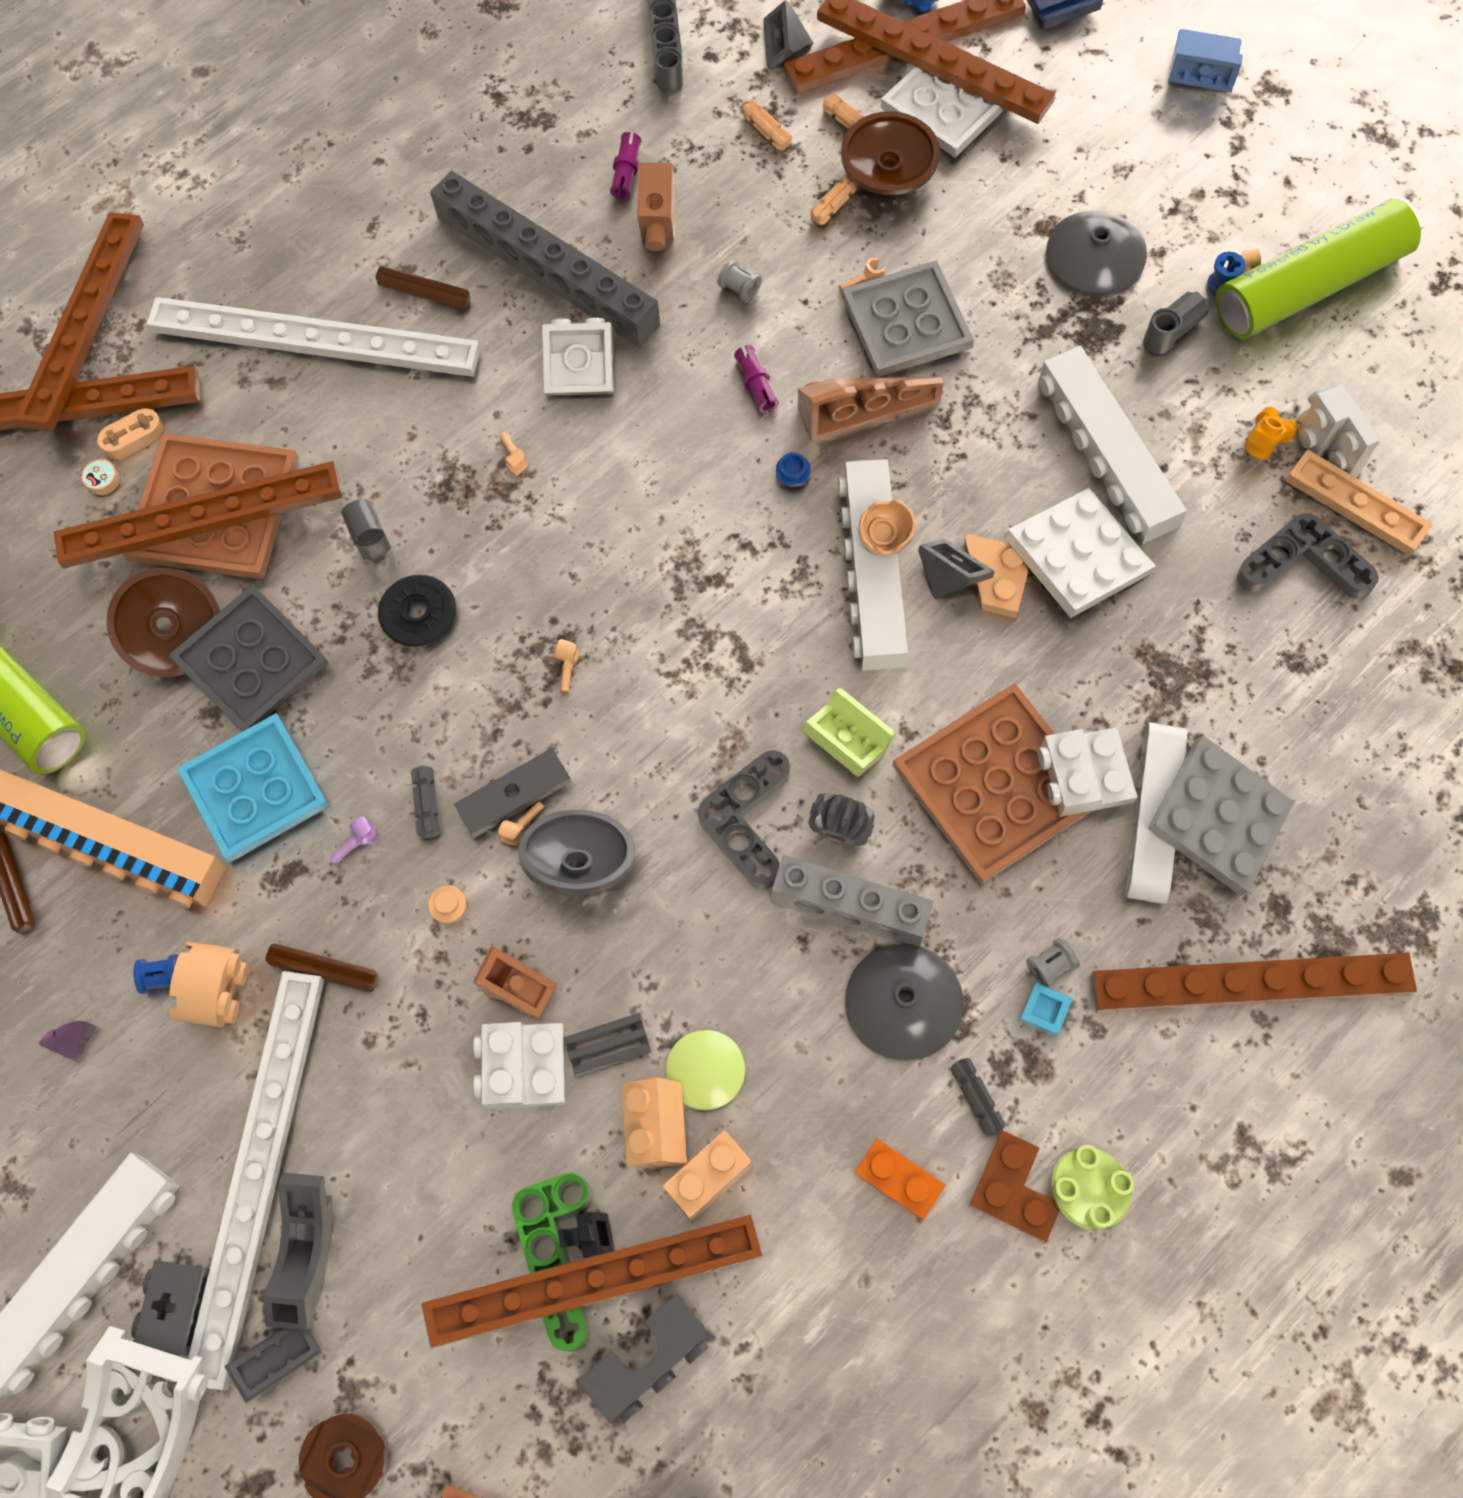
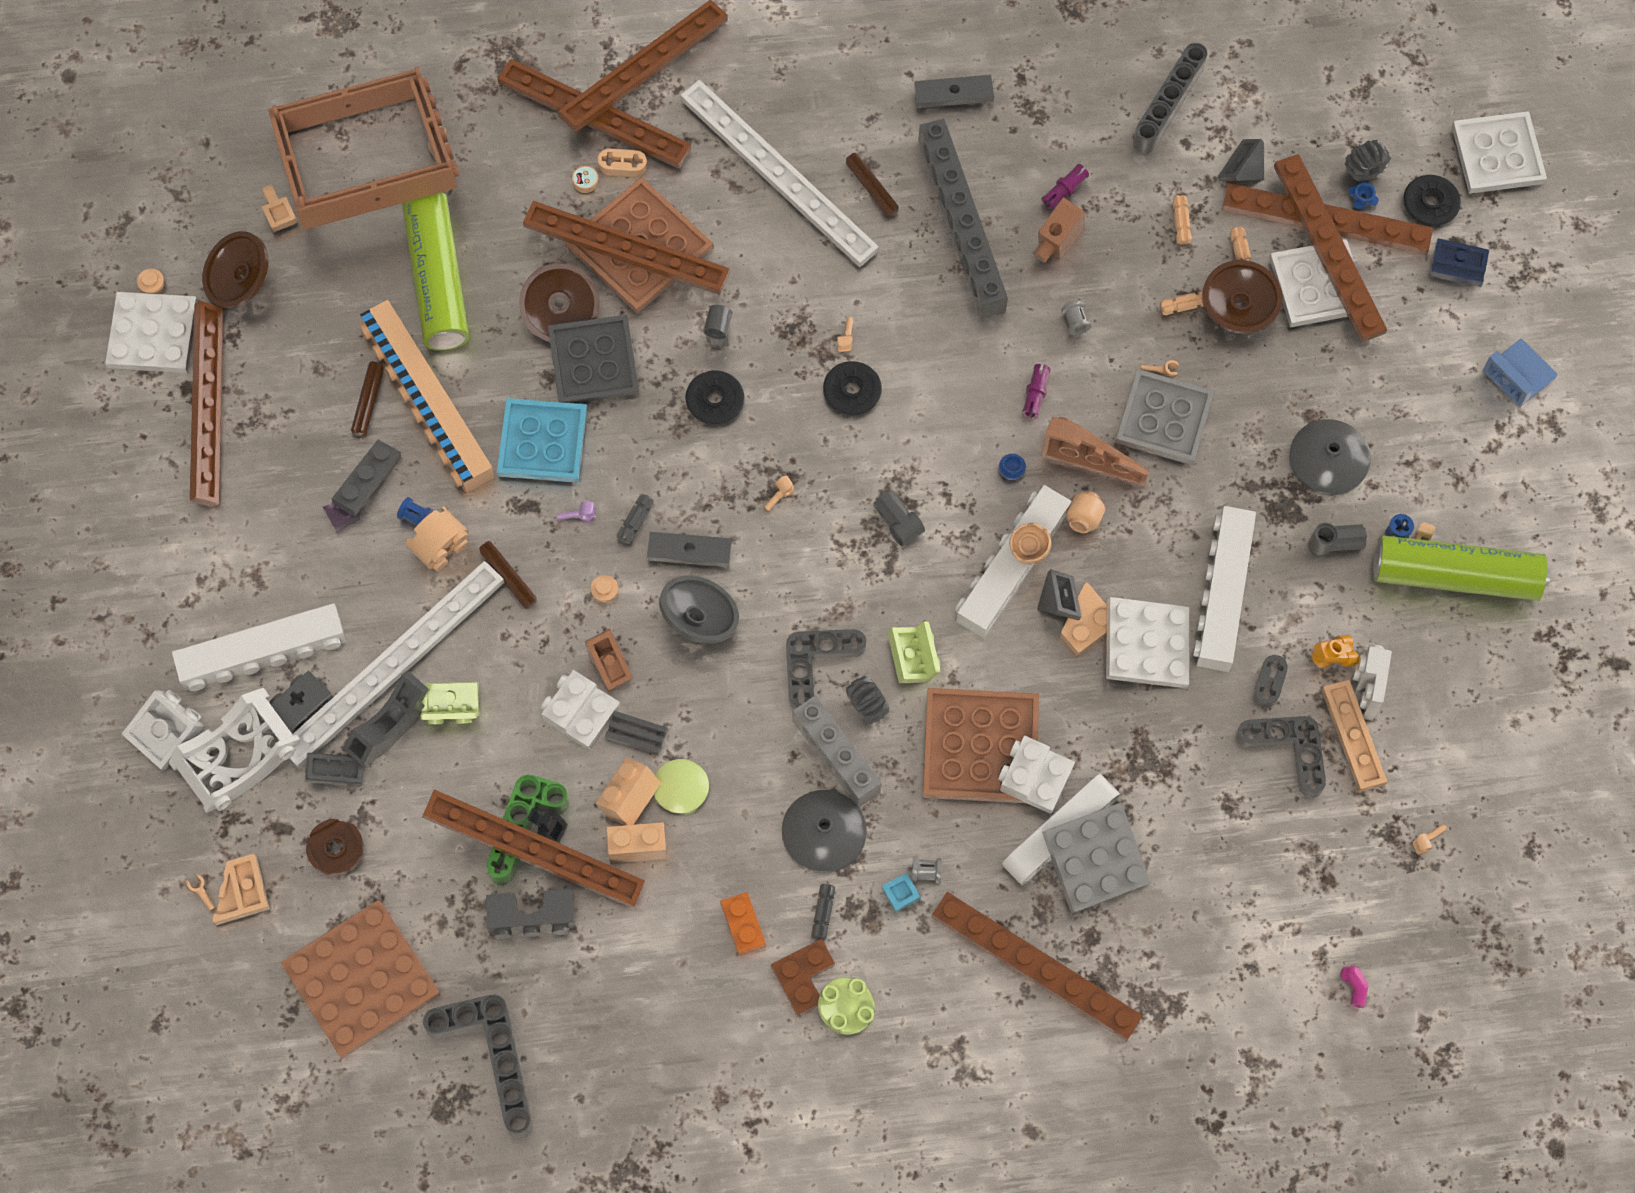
camera: 30 degrees right, 0 degrees up
(69, 973) = (366, 477): none -> dark grey plate
(361, 1169) = (451, 701): none -> yellowish green bracket
(439, 145) = (966, 89): none -> dark grey tile
(512, 832) = (671, 571): light nougat hand -> none
(564, 521) = (848, 373): none -> black wheel
(578, 357) = (932, 300): white plate -> none
(727, 605) = (902, 524): none -> dark grey piece
(908, 463) = (1085, 512): none -> light nougat head
(1225, 508) = (1276, 682): none -> dark grey beam

